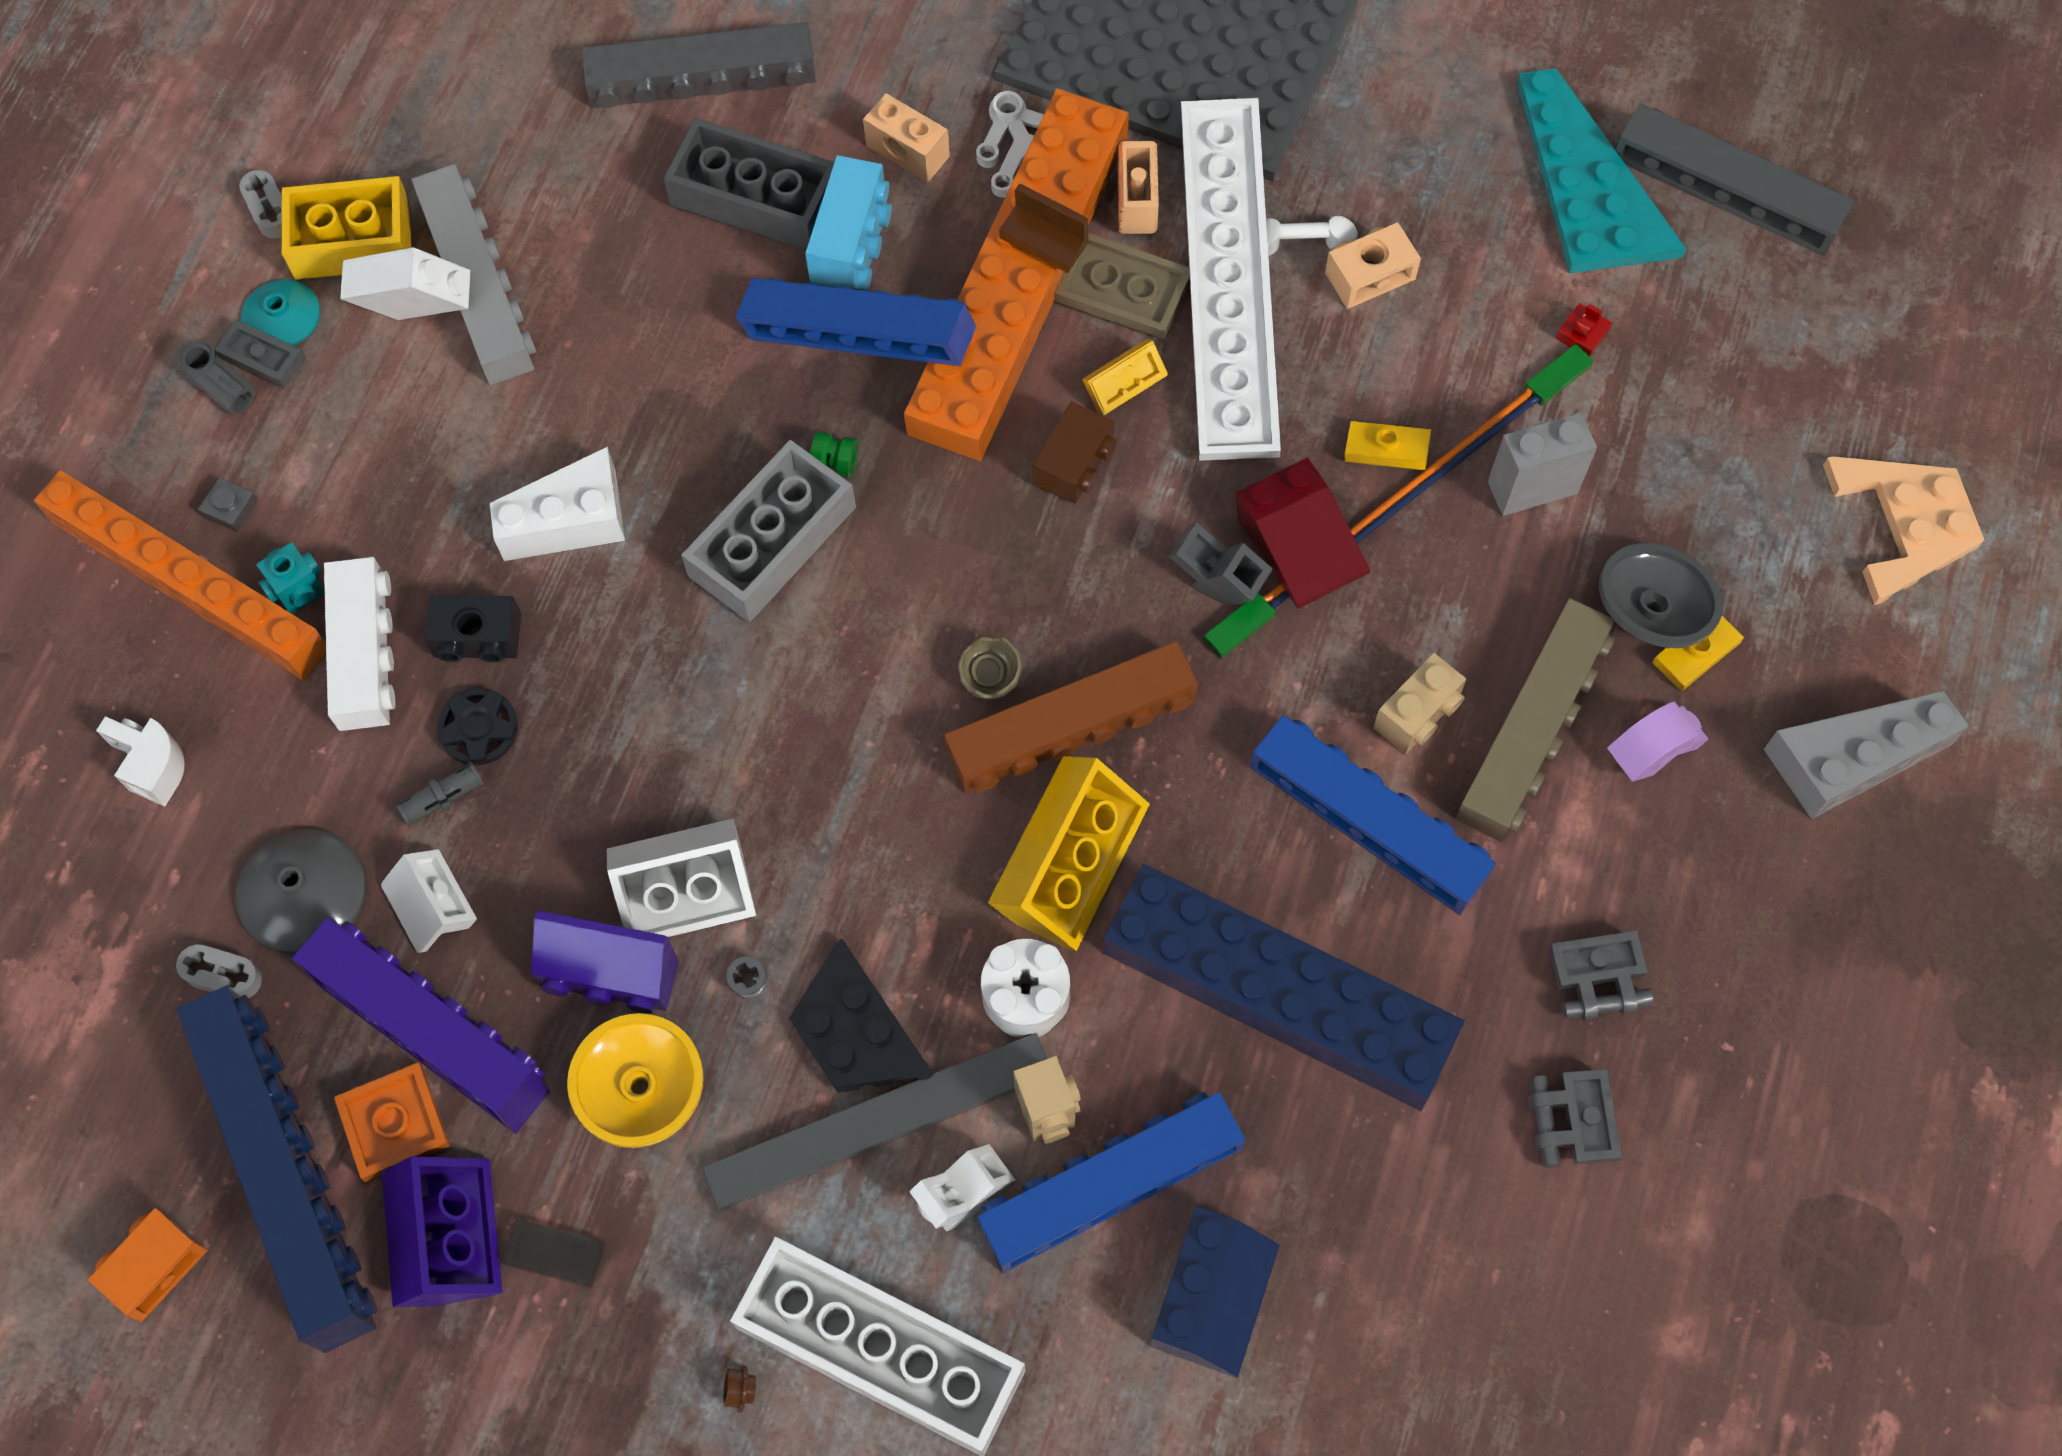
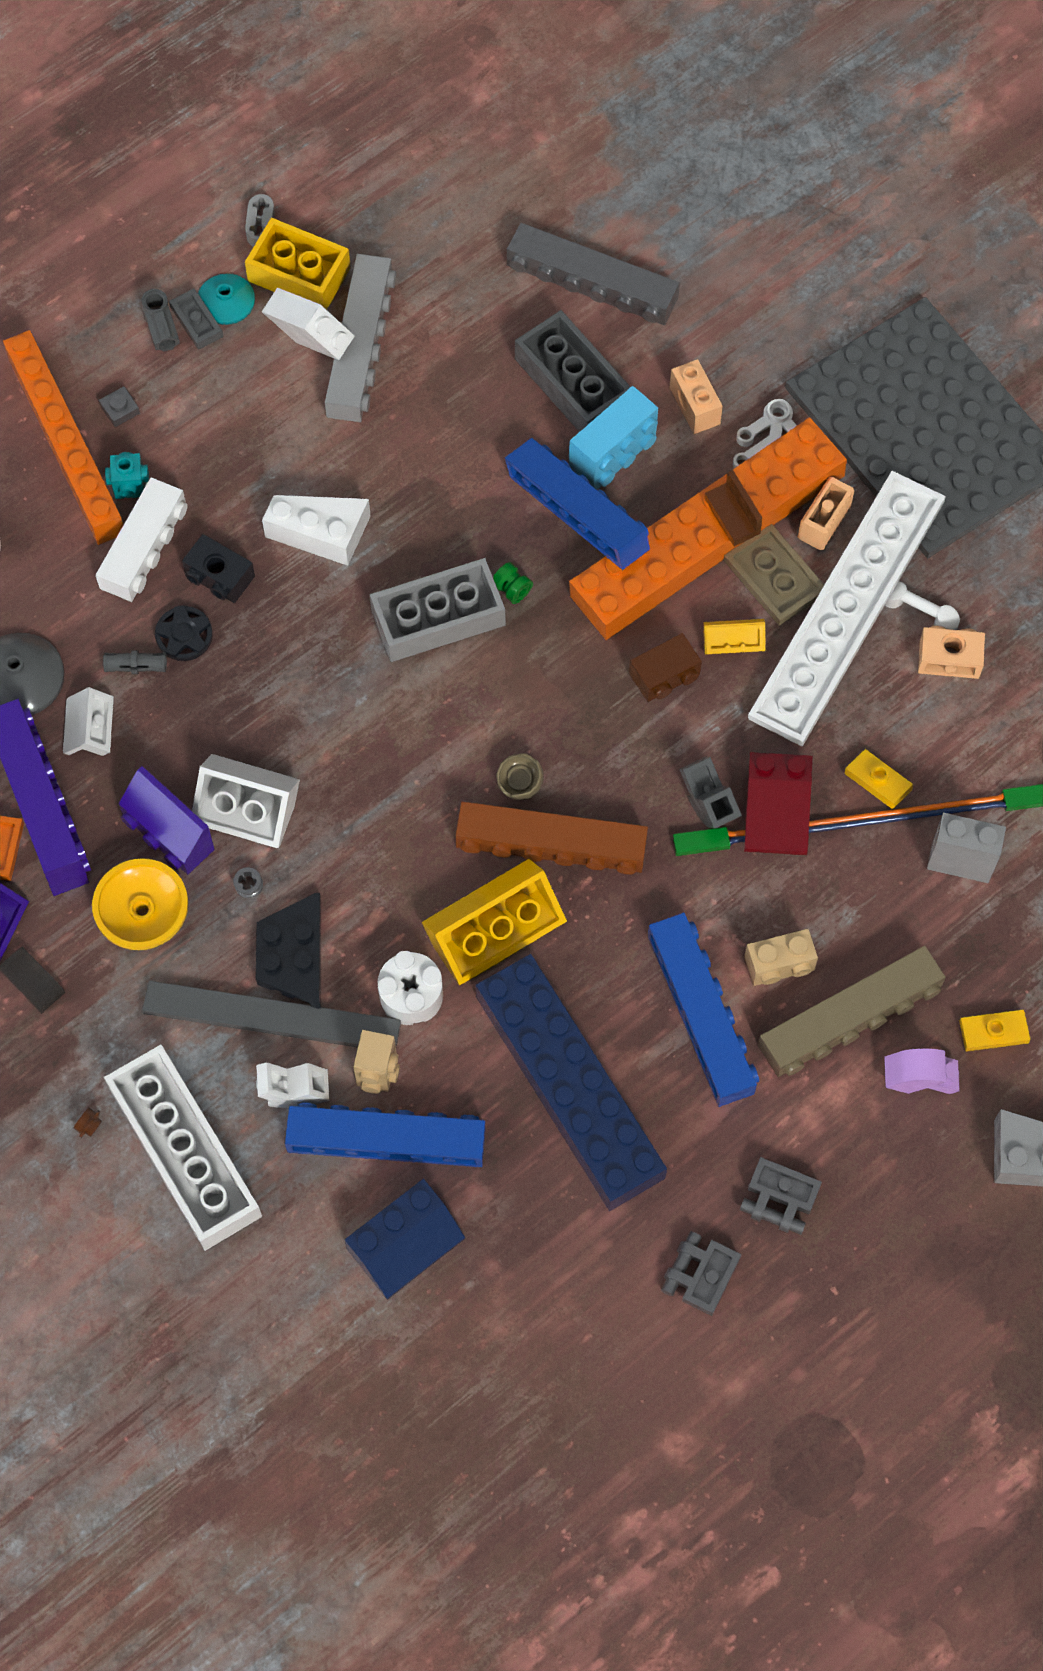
camera: 30 degrees right, 0 degrees up
(1660, 595) = (997, 969): dark grey dish -> none

